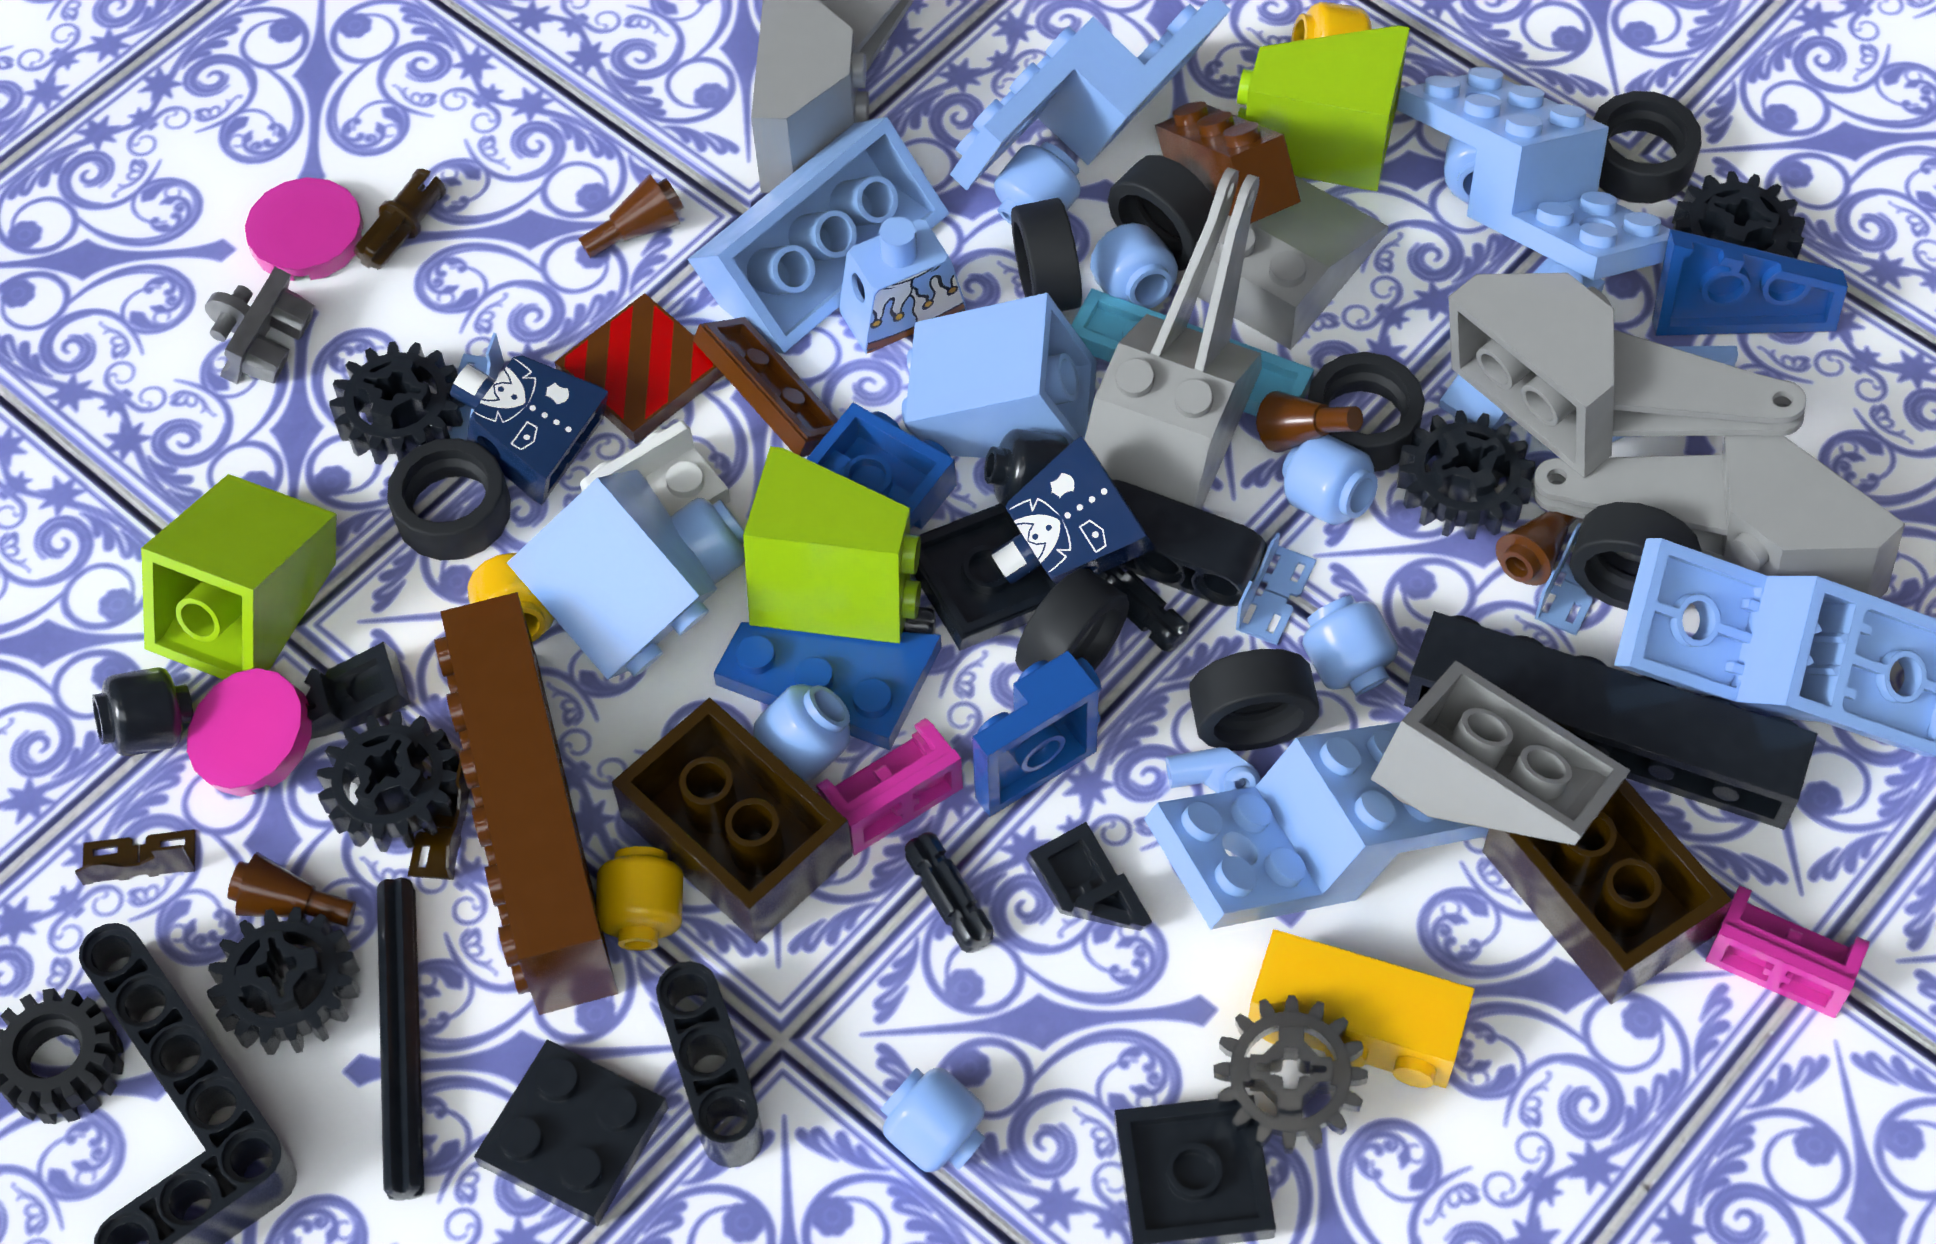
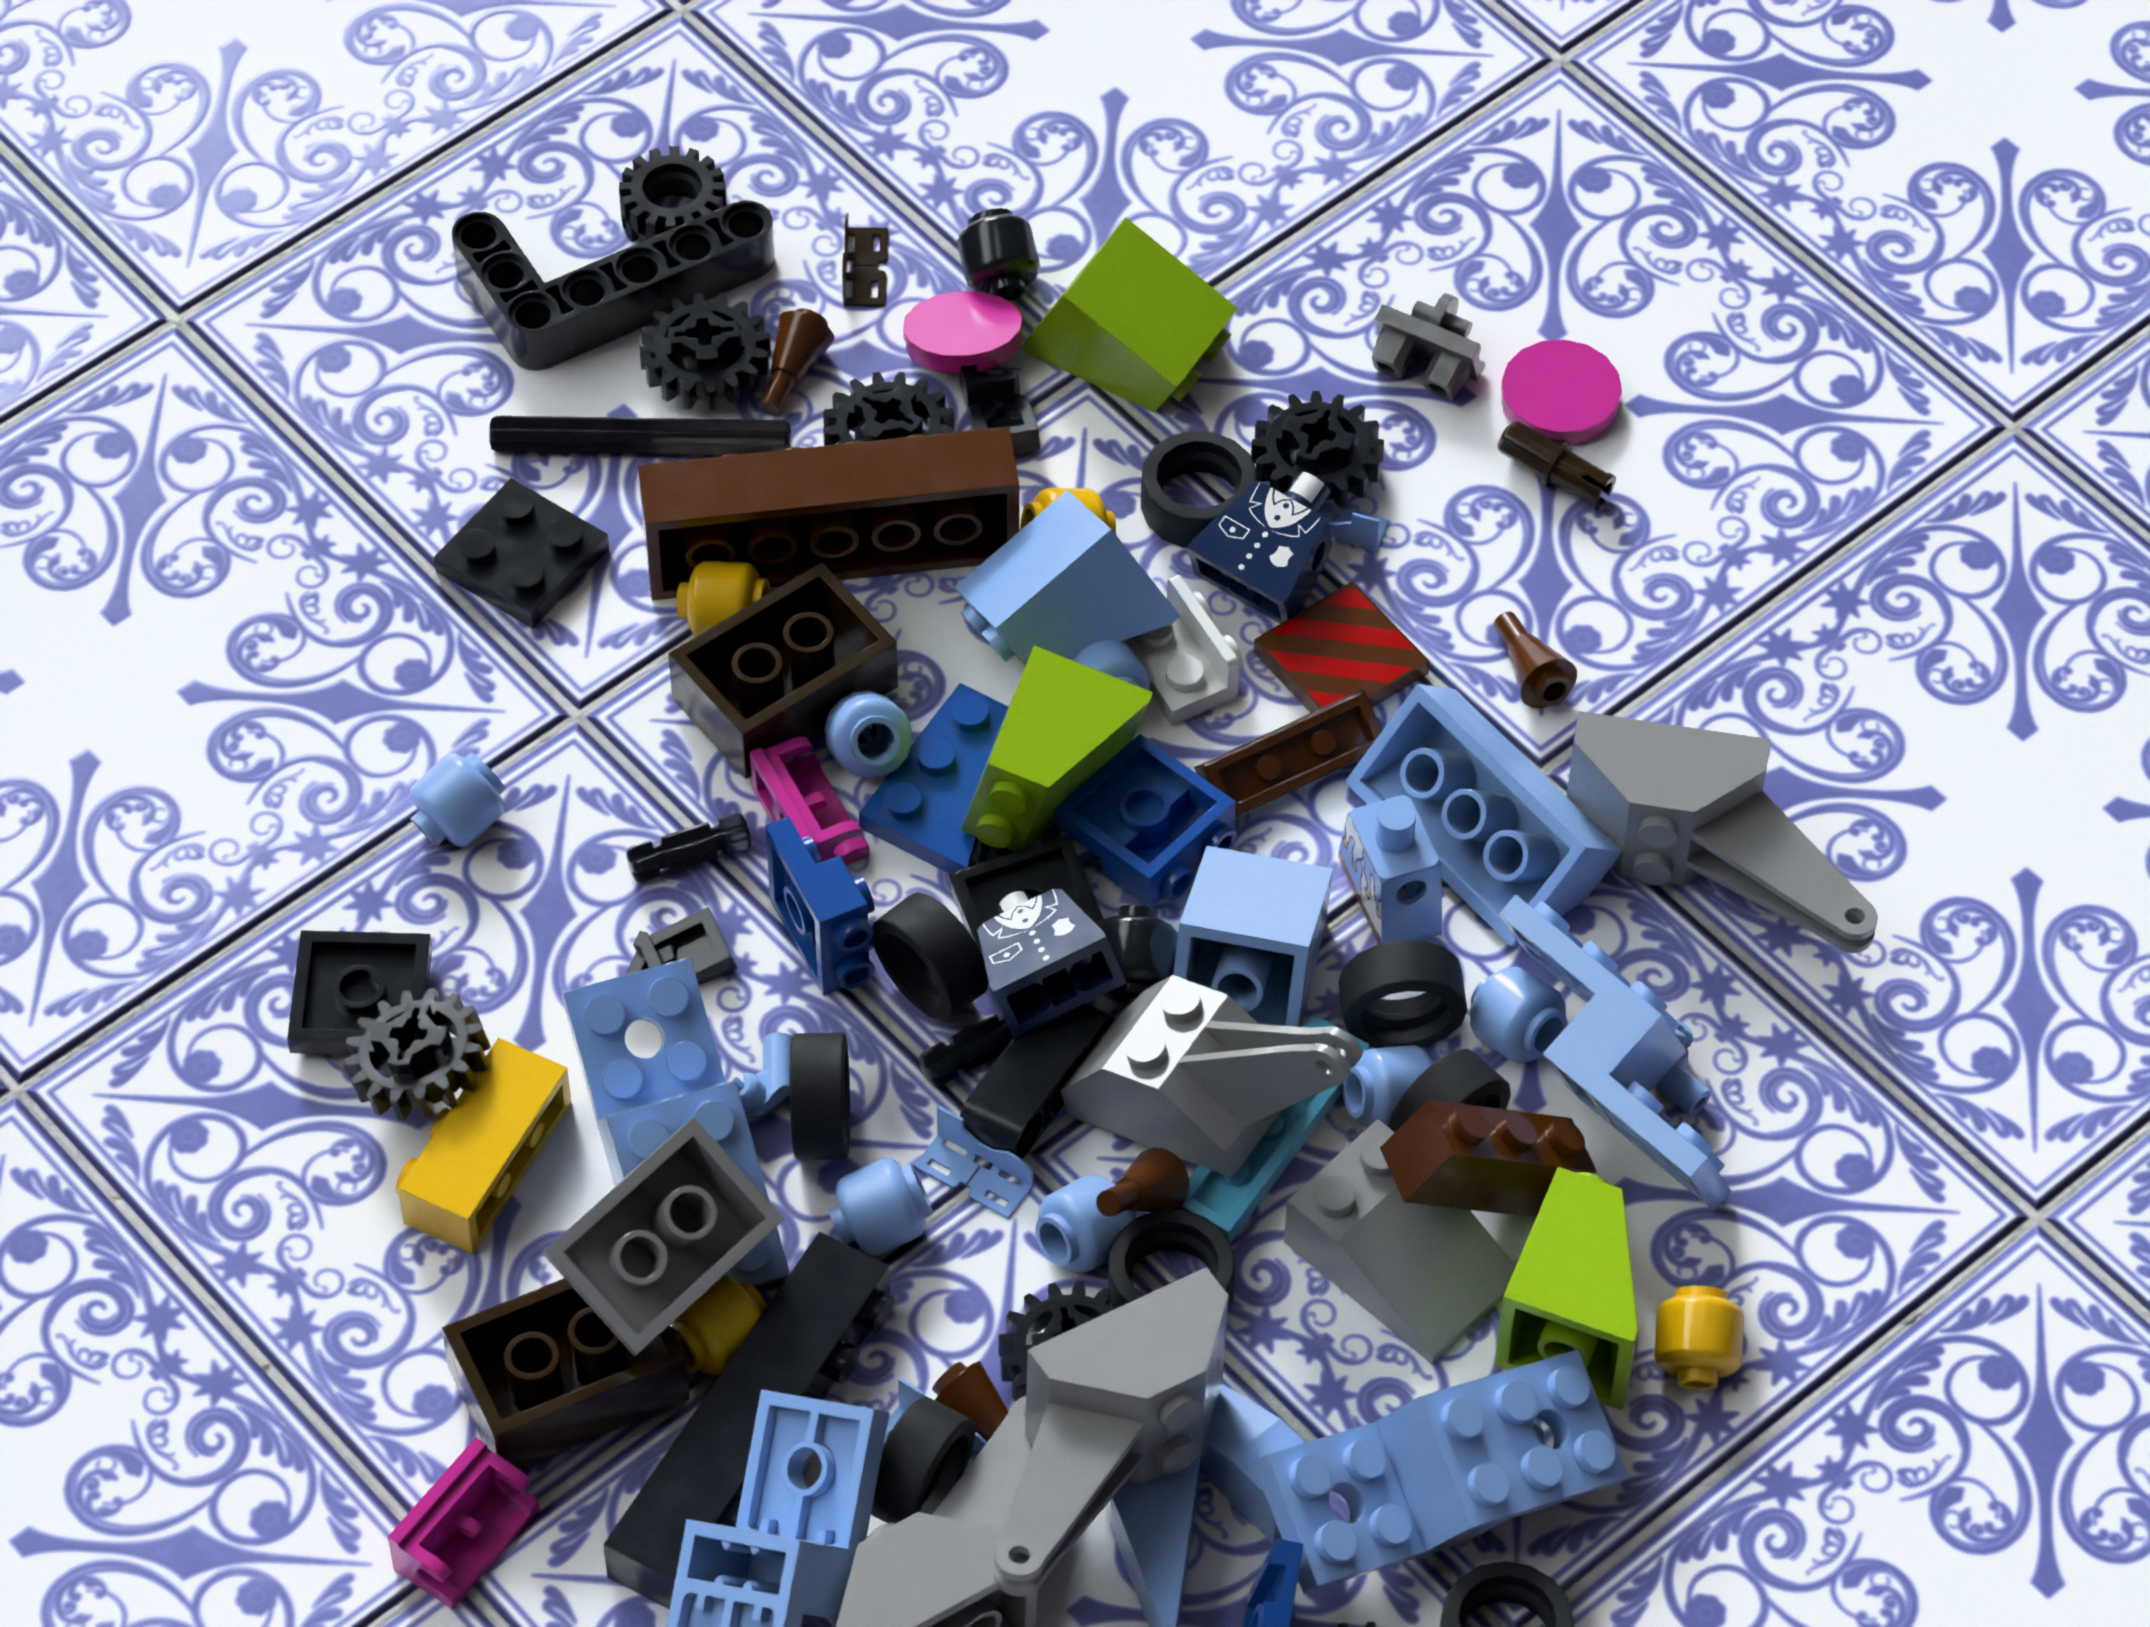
camera: 95 degrees right, 5 degrees down
(715, 1093) = (552, 644): black beam -> none

